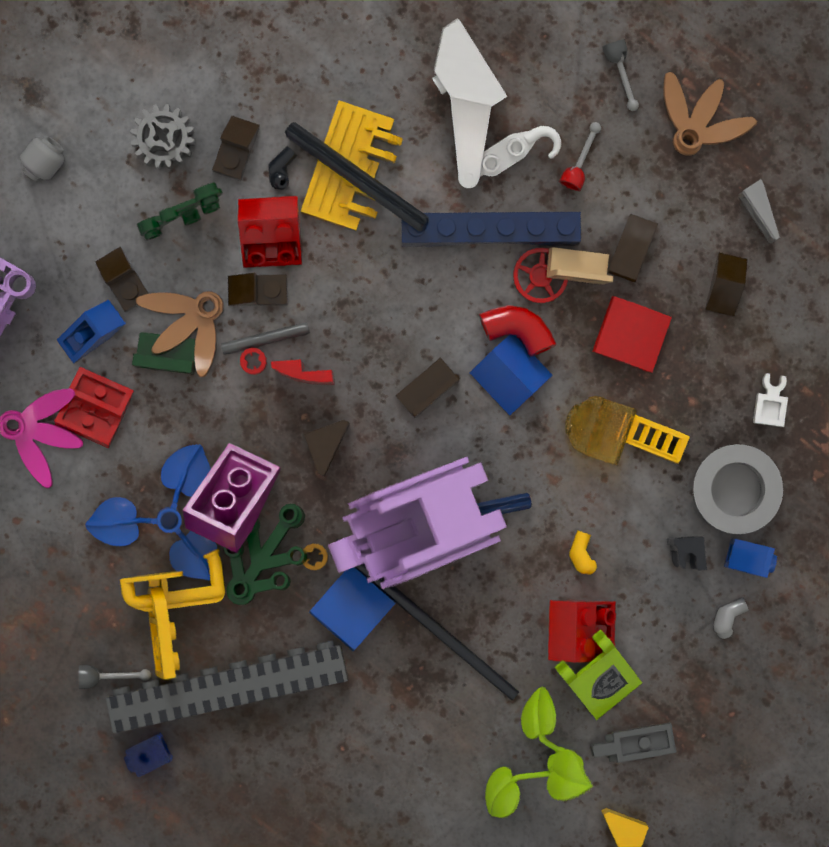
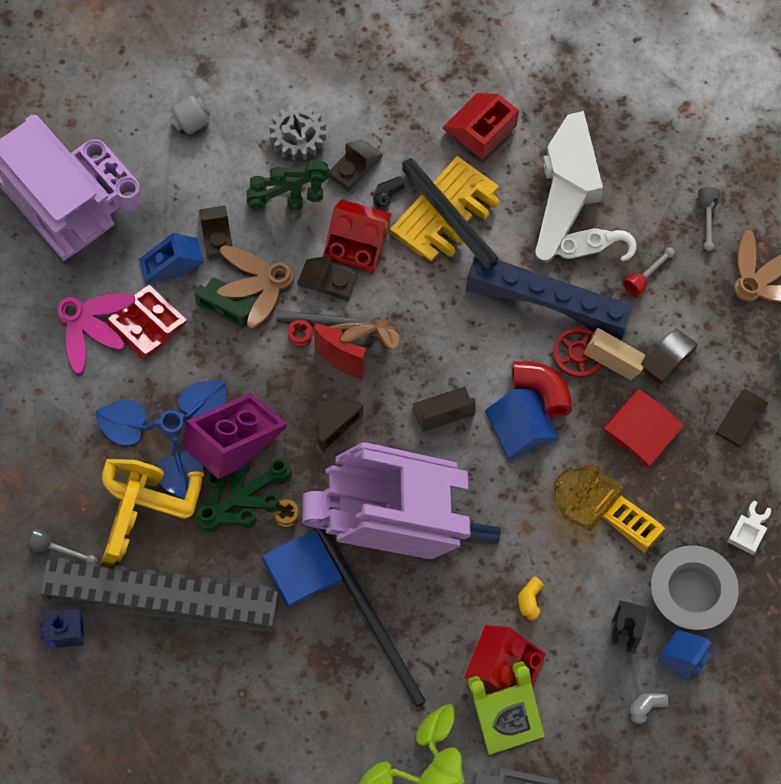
camera: 20 degrees right, 20 degrees down
(330, 329) = (379, 328): none -> medium nougat plant
(350, 53) = (483, 123): none -> red slope

